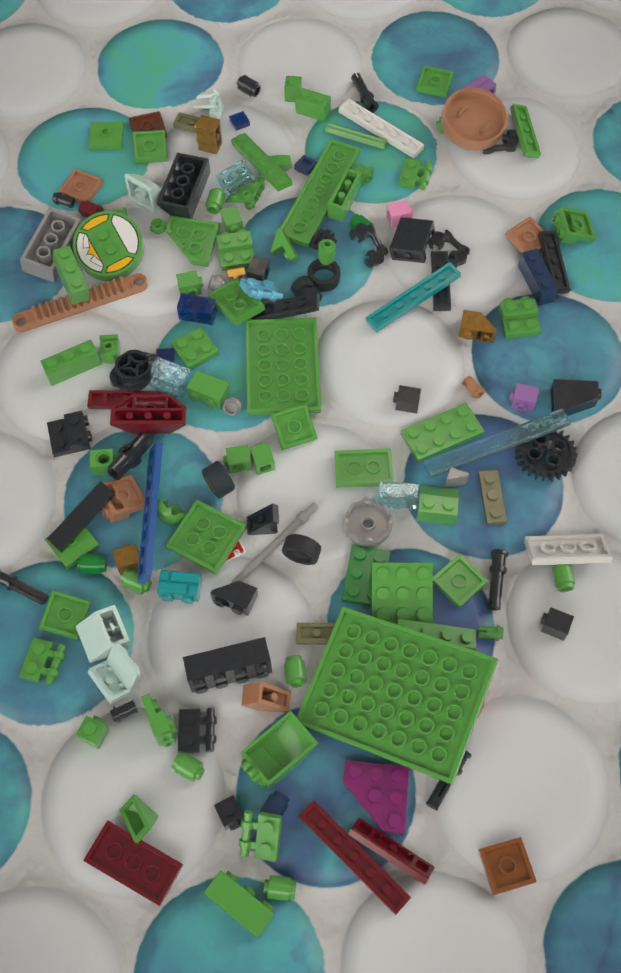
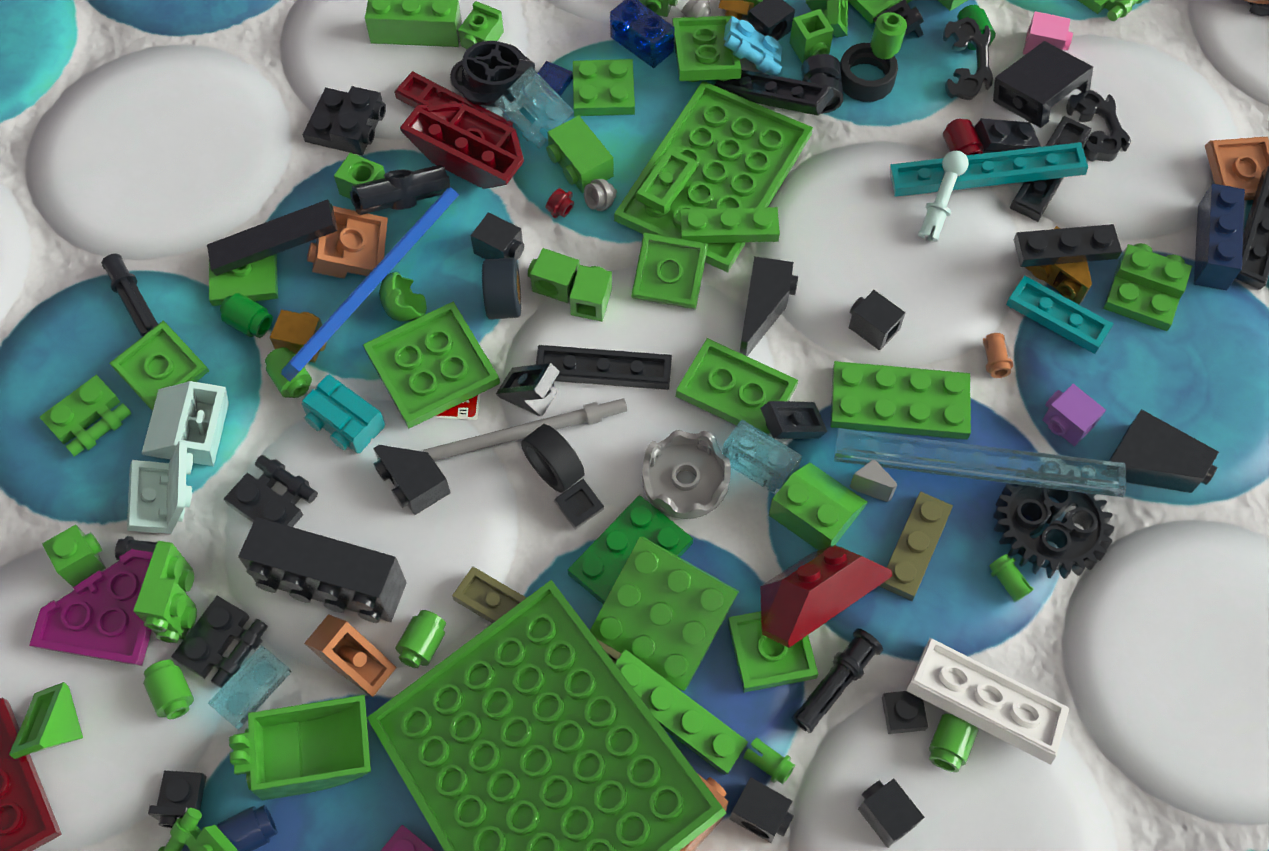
camera: 30 degrees right, 0 degrees up
(130, 749) = (99, 615): none -> magenta plate
(169, 653) = (256, 498): none -> black plate
(197, 456) = (497, 239): none -> black brick
(215, 421) = (560, 203): none -> dark red plate
(227, 742) = (249, 687): none -> clear light blue plate
(264, 381) = (666, 180): none -> bright green plate
(286, 270) = (811, 35): none -> bright green brick
(293, 490) = (608, 366): none -> black tile
(309, 388) = (730, 225): none -> bright green plate
(326, 565) = (579, 504): none -> black plate
(348, 412) = (767, 298): none -> black slope
(391, 287) = (962, 137): none -> dark red brick
(398, 303) = (954, 165): none -> light aqua pin
(402, 468) = (793, 420): none -> black plate
(411, 275) = (1006, 135): none -> black plate
(463, 544) = (816, 592): none -> dark red wedge
(475, 317) = (1067, 245): none -> black plate
(489, 352) = (1059, 314): none -> teal plate
(504, 653) = (762, 811): none -> black brick
(534, 576) = (904, 712): none -> black plate
(543, 489) = (1010, 577): none -> bright green pin

